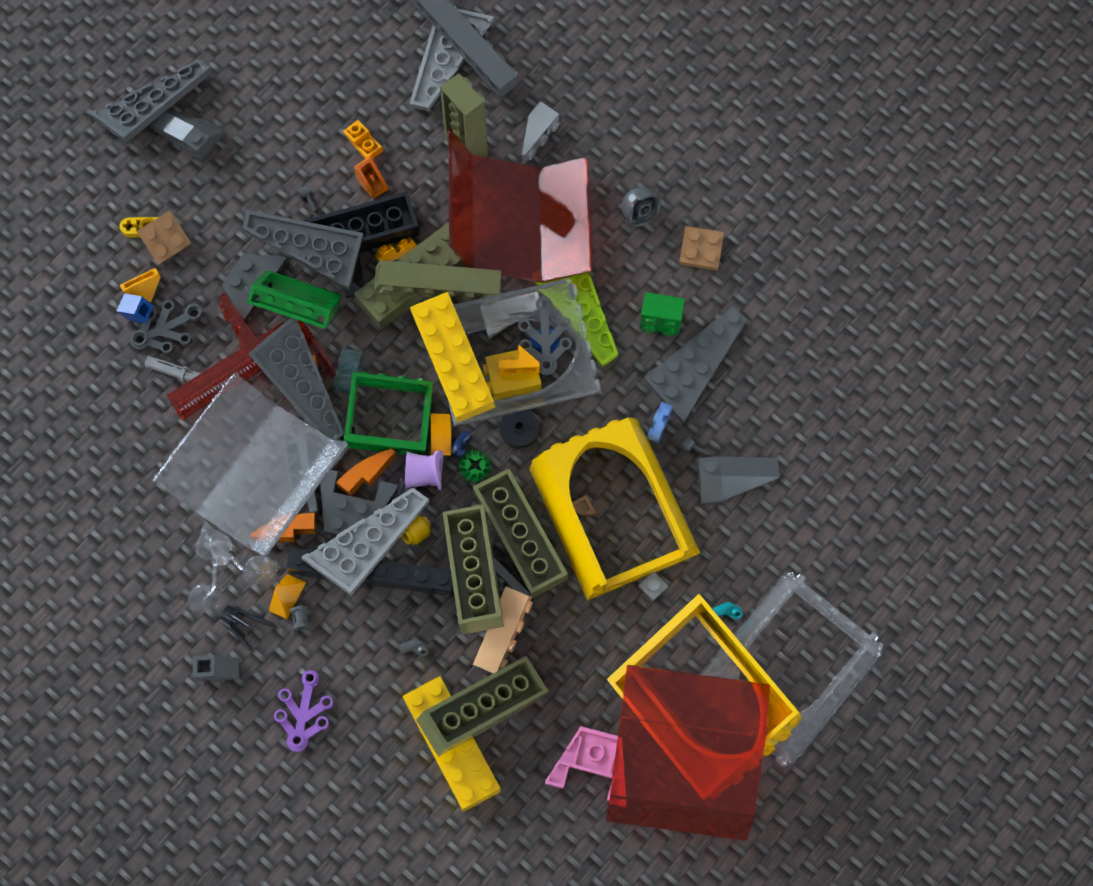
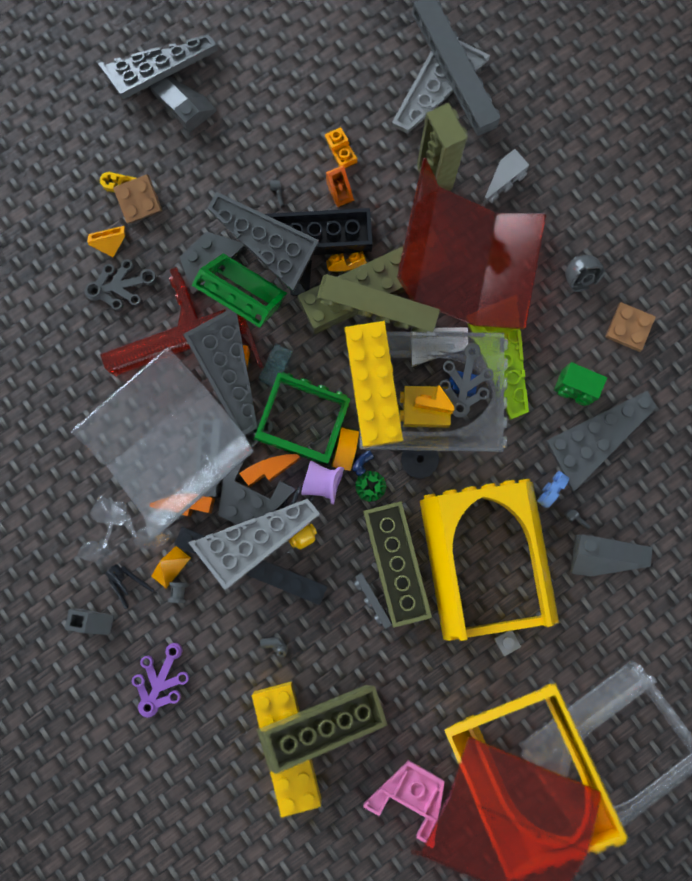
camera: 15 degrees right, 10 degrees up
(135, 308) = (95, 260): blue brick -> none
(182, 373) = (124, 332): light grey pin -> none
(473, 569) = (344, 595): olive brick -> none
(501, 641) = (359, 653): light nougat brick -> none
(583, 506) = (461, 550): medium nougat tile -> none
(729, 609) = (572, 682): teal arm -> none

